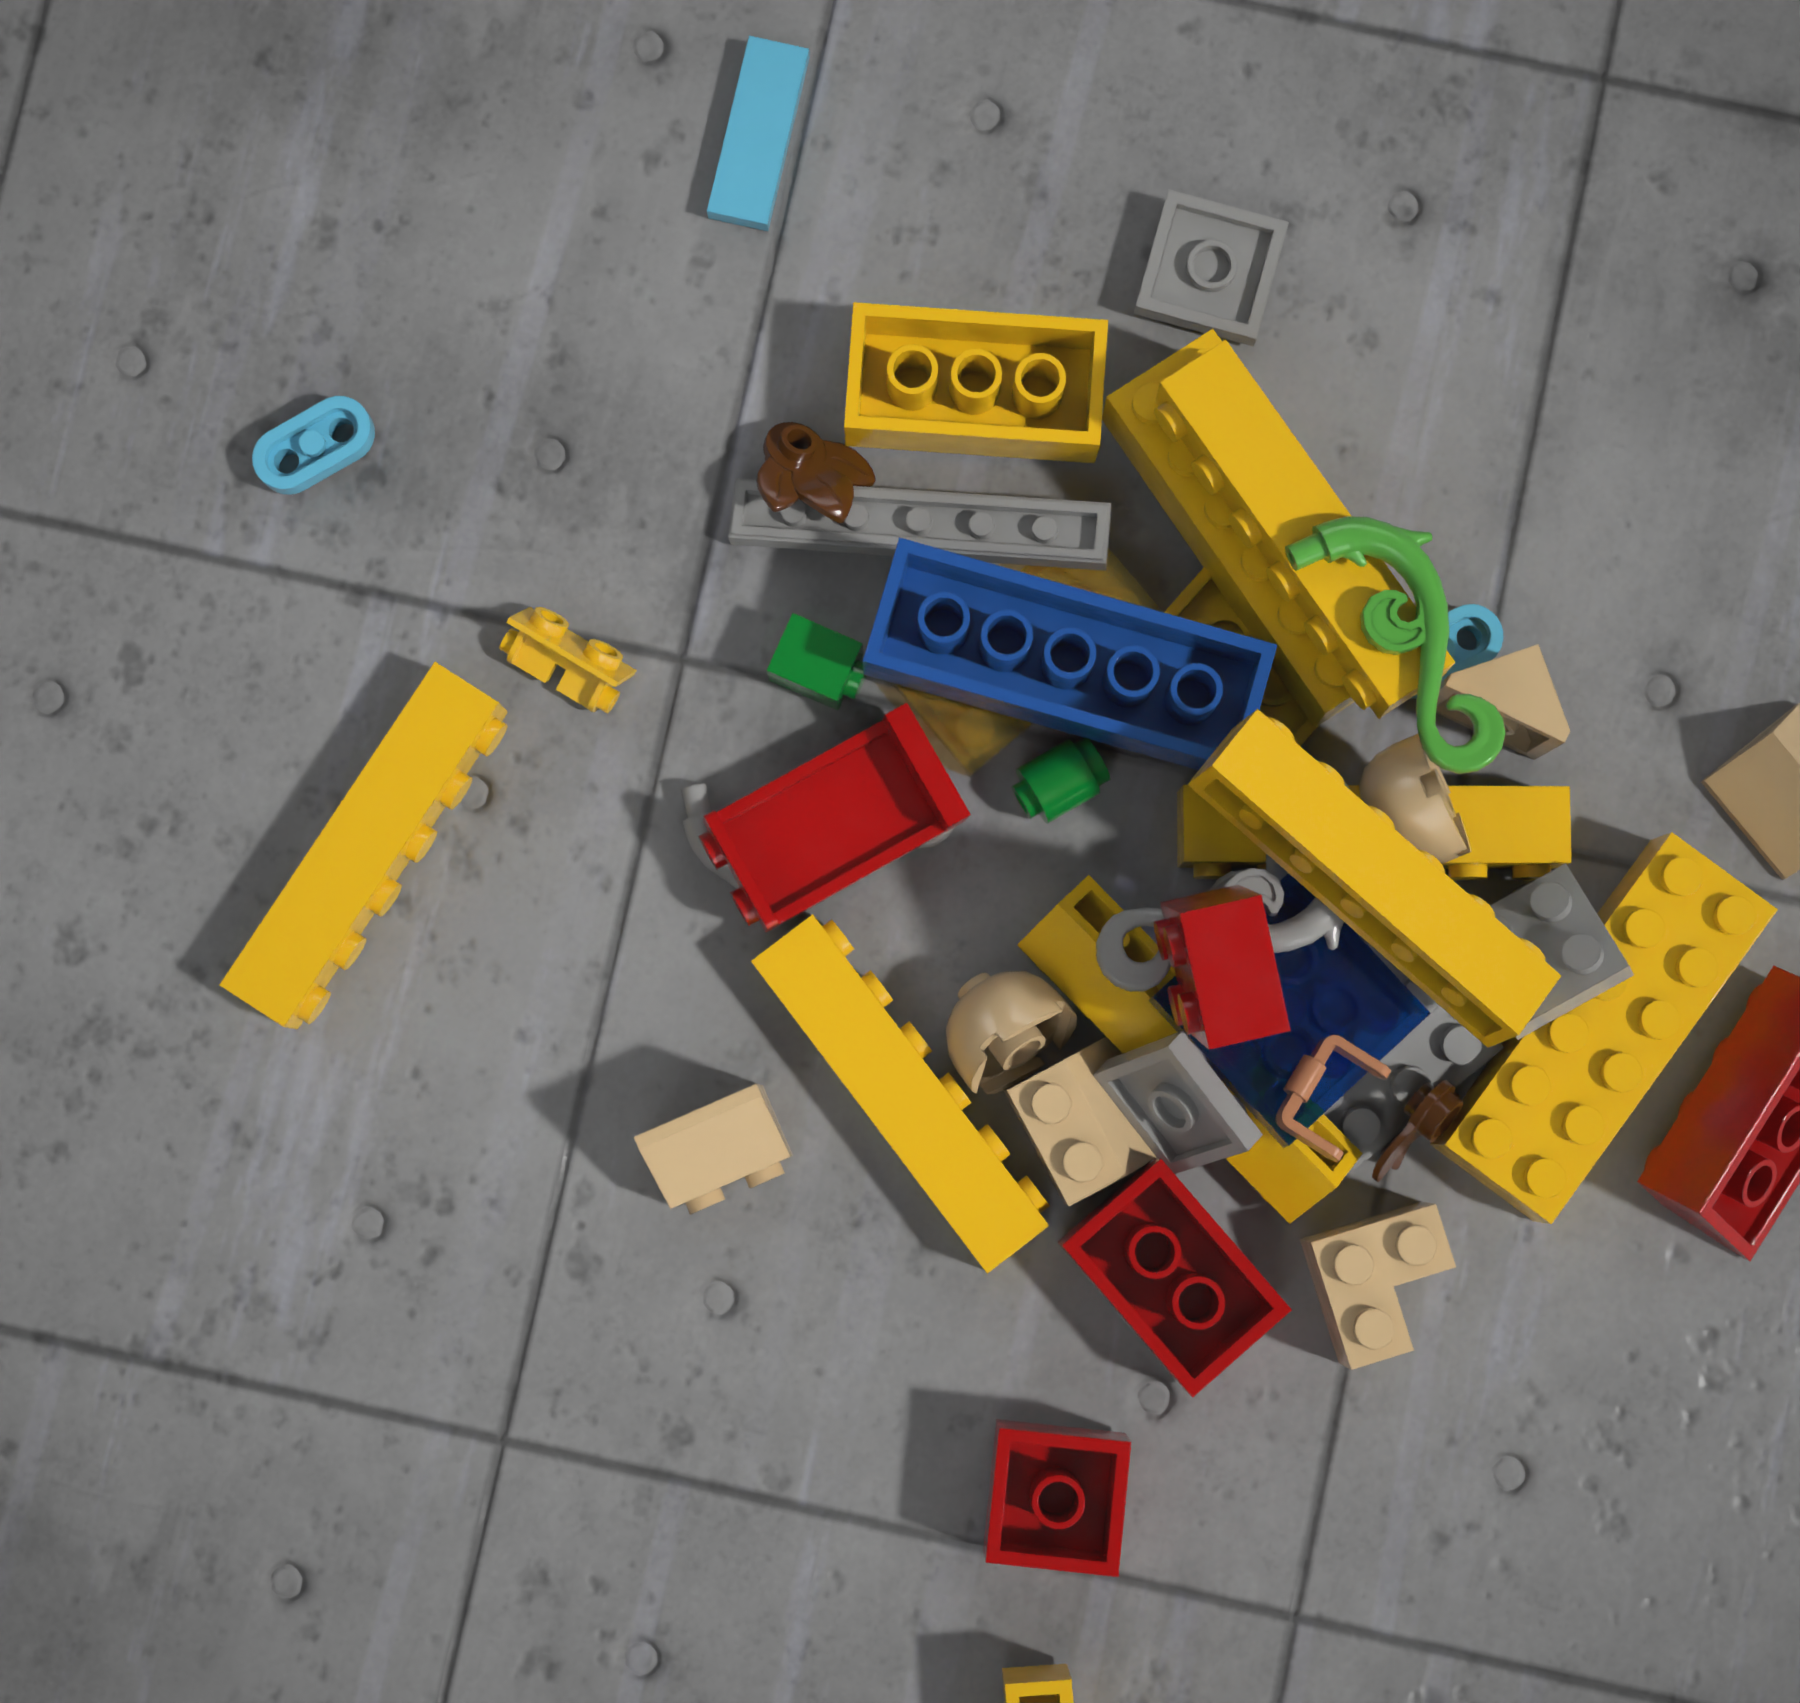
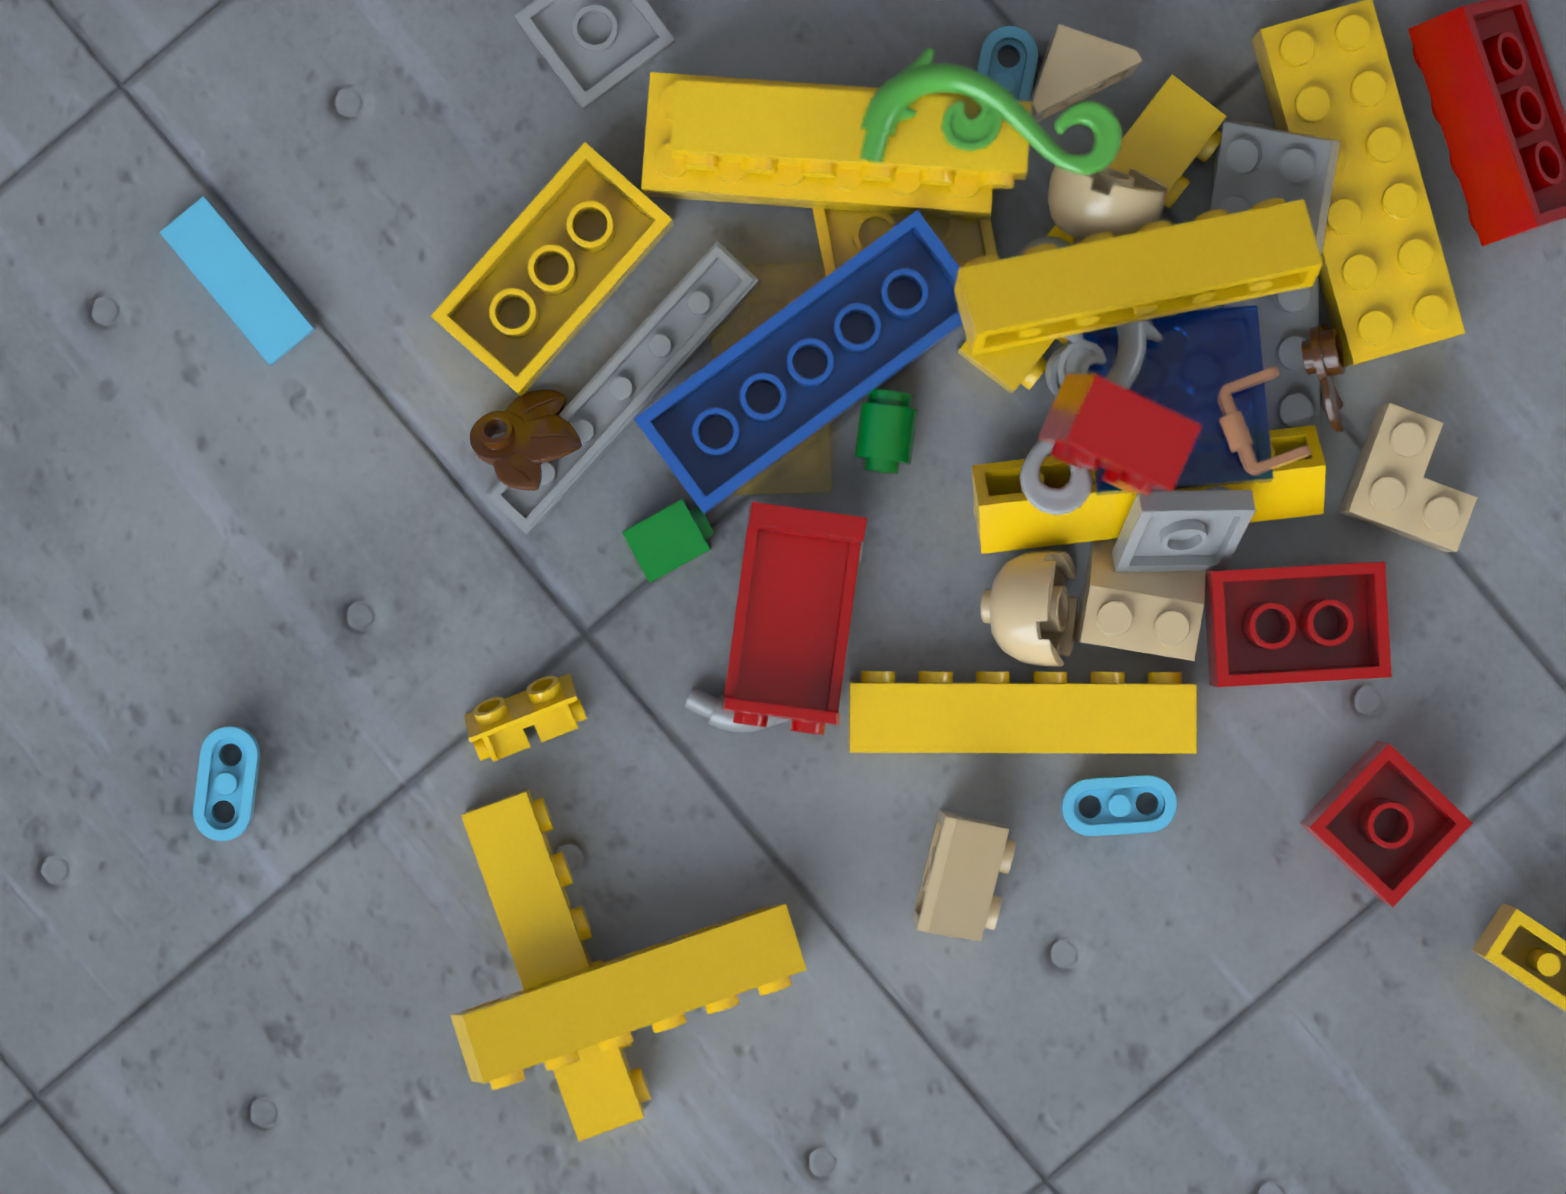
camera: 50 degrees left, 5 degrees up
(383, 925) = (628, 994): none -> yellow brick
(887, 1241) = (1118, 805): none -> medium azure plate

